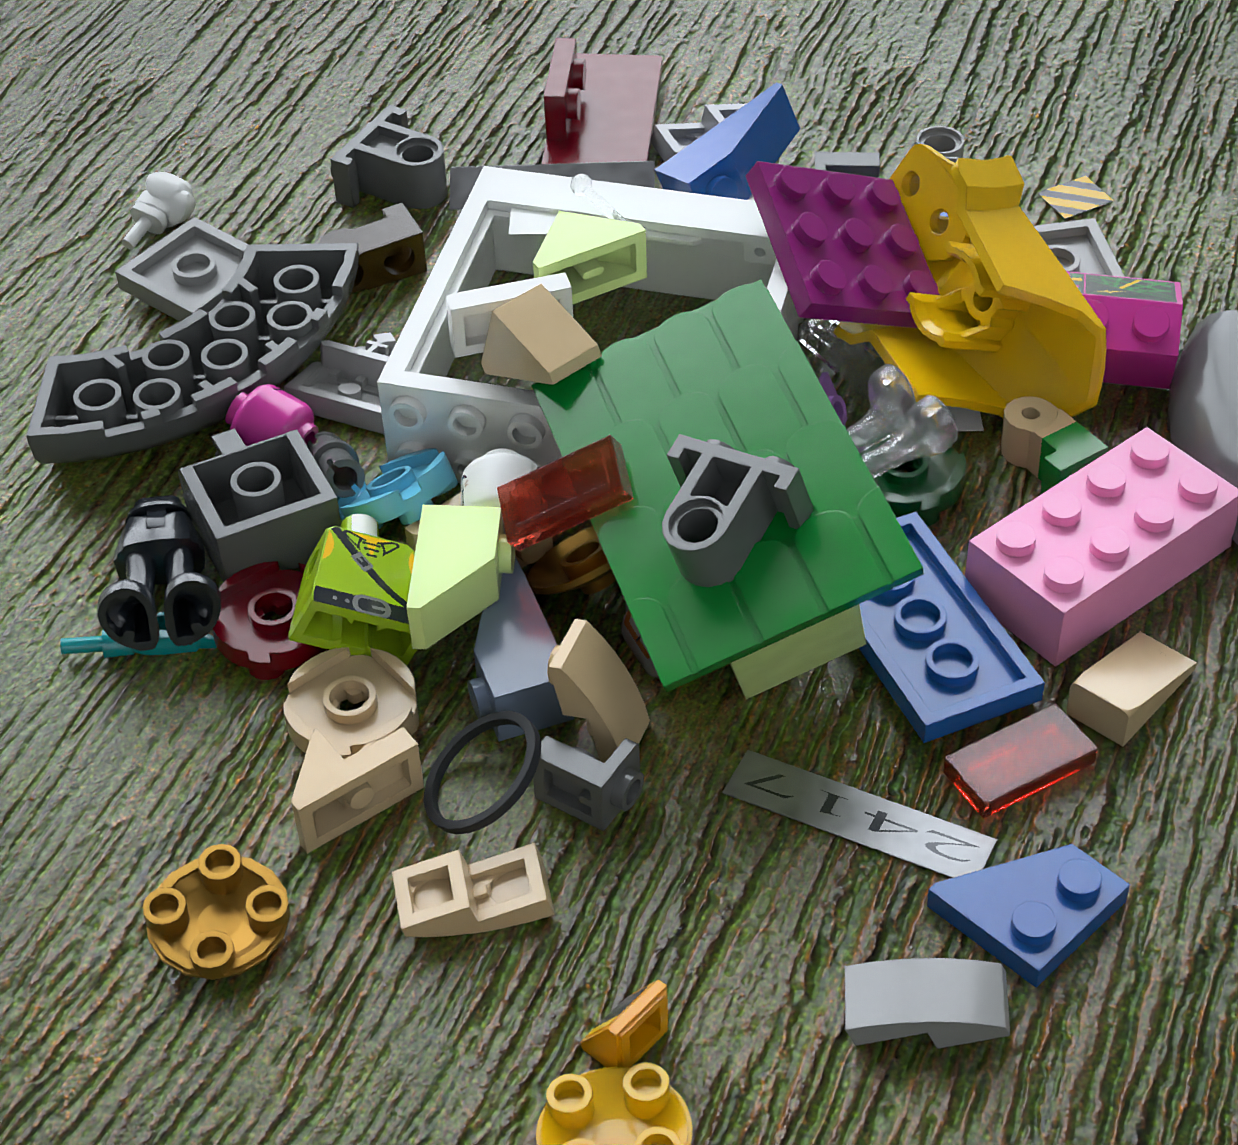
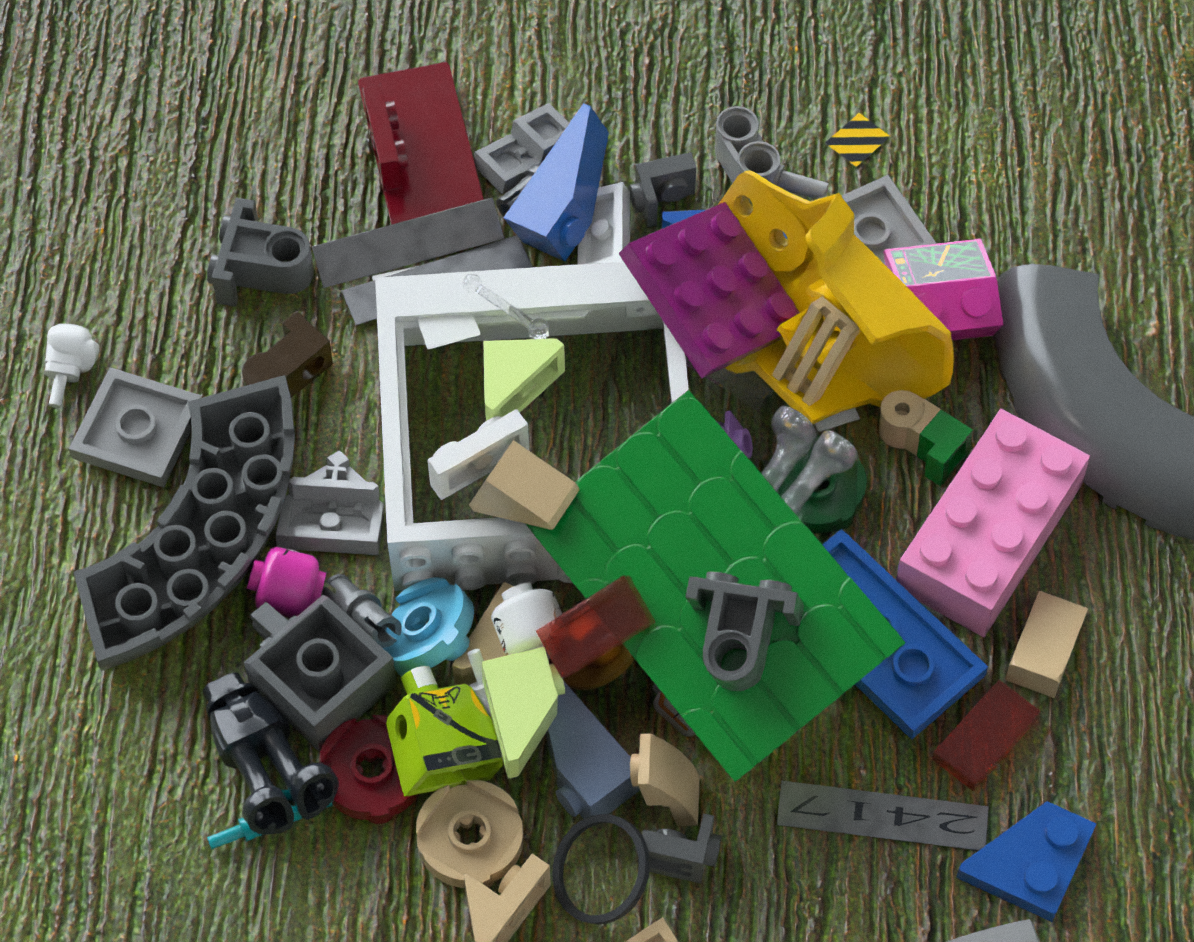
camera: 20 degrees left, 15 degrees up
(934, 309) = (798, 377): none -> tan tile

